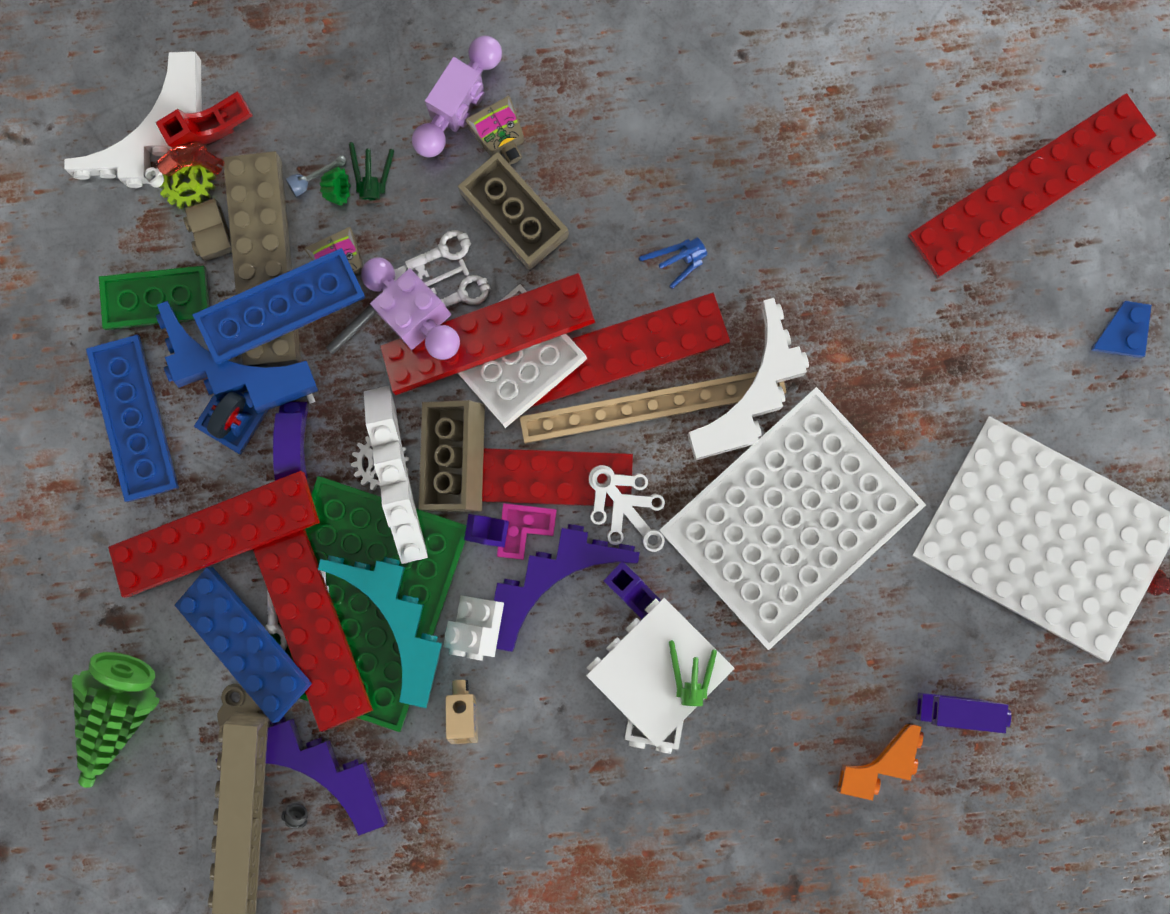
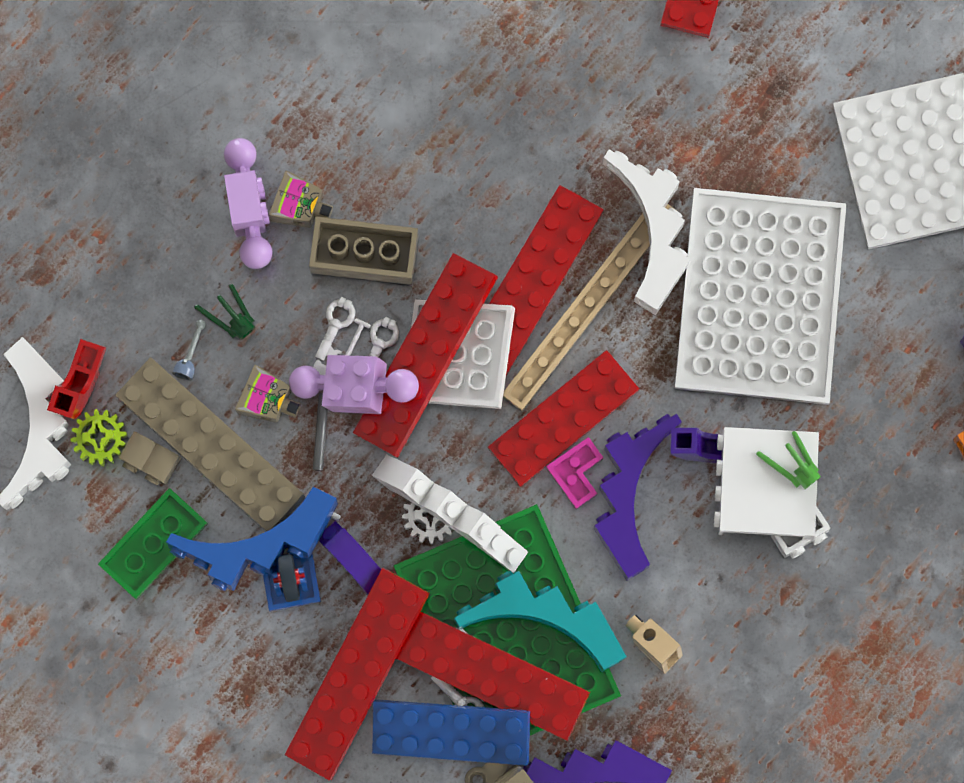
camera: 45 degrees left, 5 degrees down
(132, 418) = (217, 645): blue plate -> none
(183, 156) = (85, 420): clear red arm -> none
(278, 306) = (258, 464): blue plate -> none
(335, 186) = (215, 346): green piece -> none
(451, 456) = (480, 463): dark tan brick -> none
(475, 628) = (607, 571): white plate -> none
(486, 530) = (552, 495): dark purple panel -> none
(623, 504) = (633, 391): white plant -> none
(690, 251) = (517, 169): blue plant -> none

